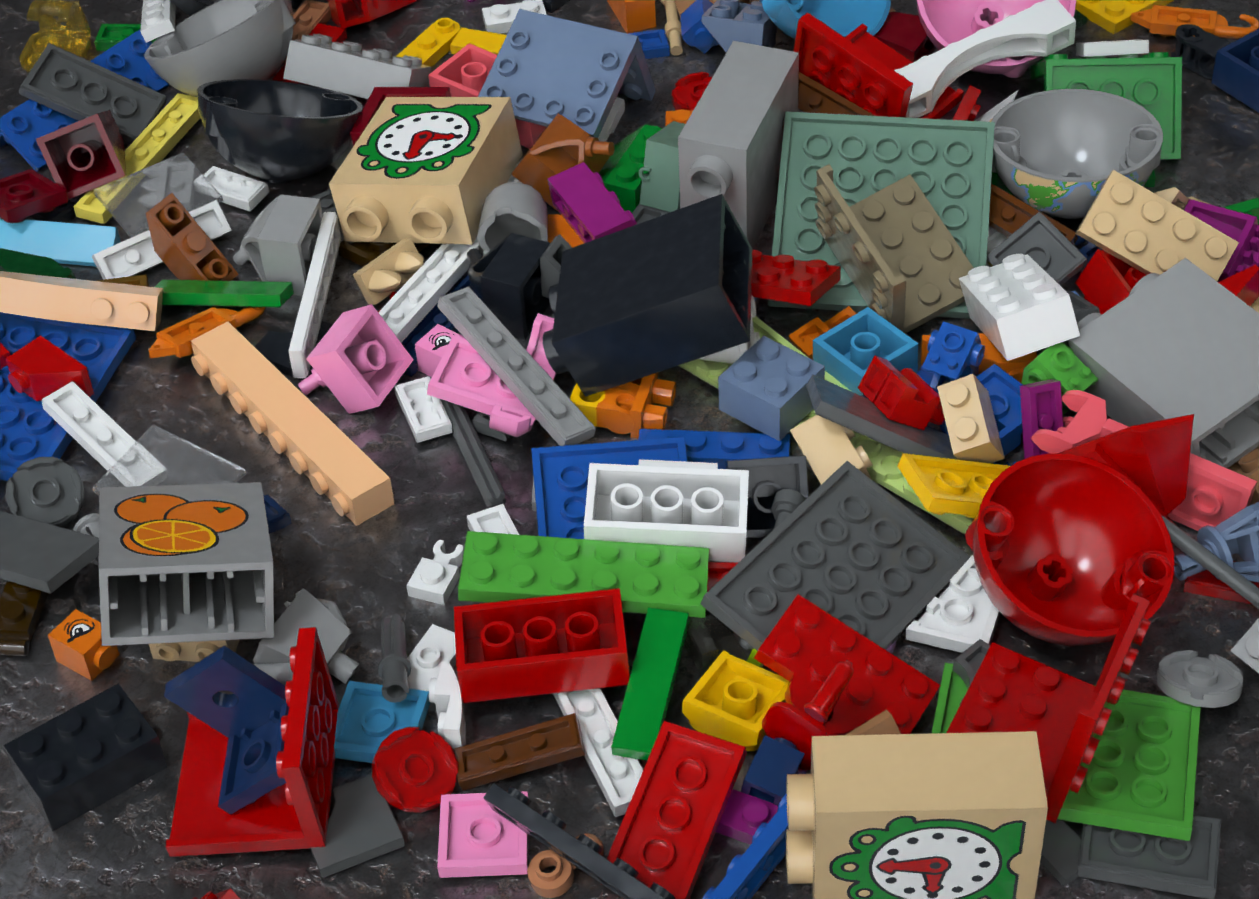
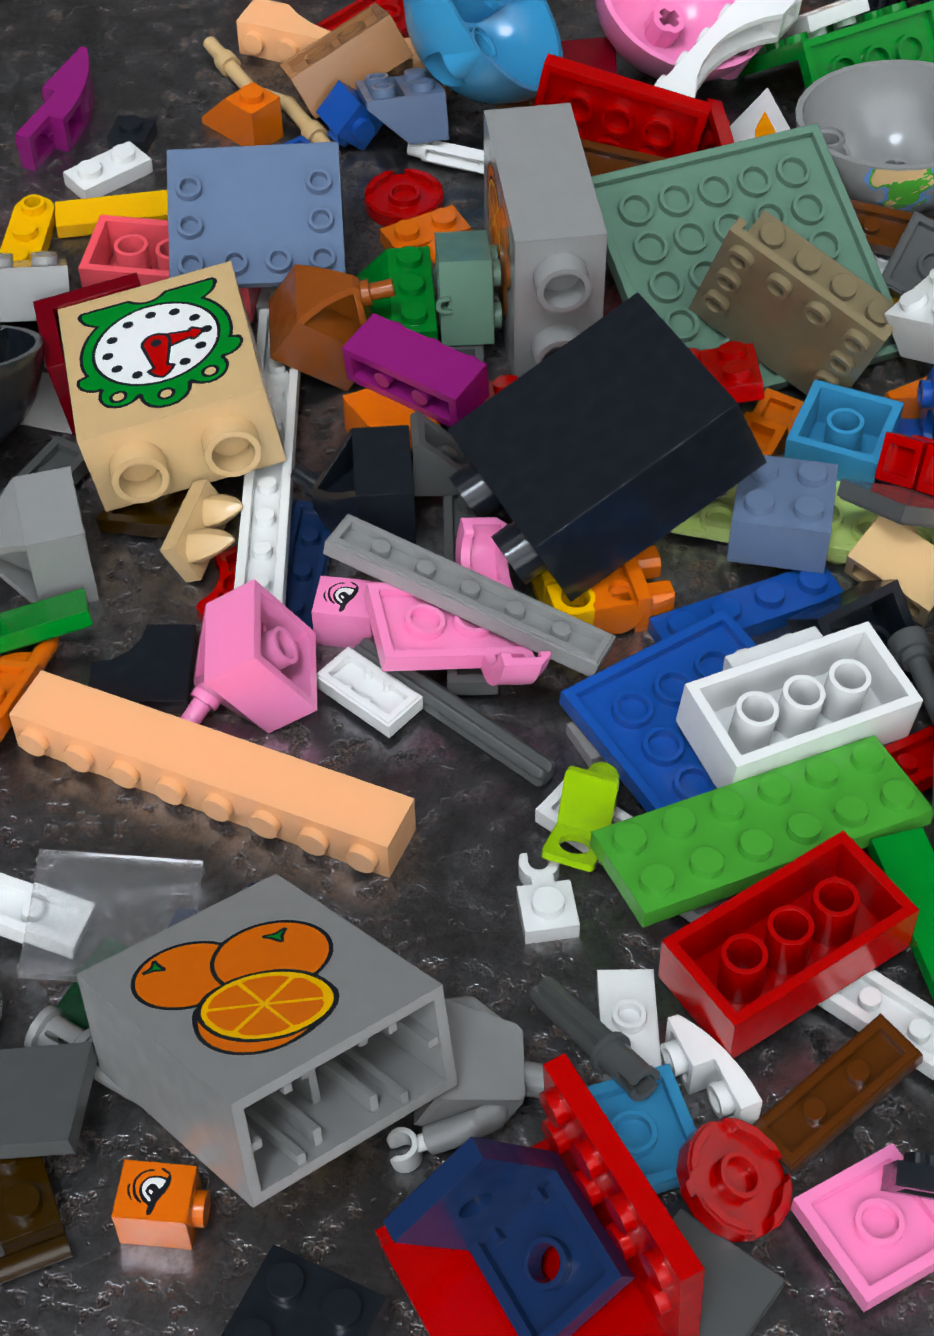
camera: 30 degrees left, 5 degrees up
(315, 294) = (133, 596): white tile -> none
(488, 516) = (585, 806): none -> lime bracket
(510, 210) = (323, 406): light grey cylinder -> none

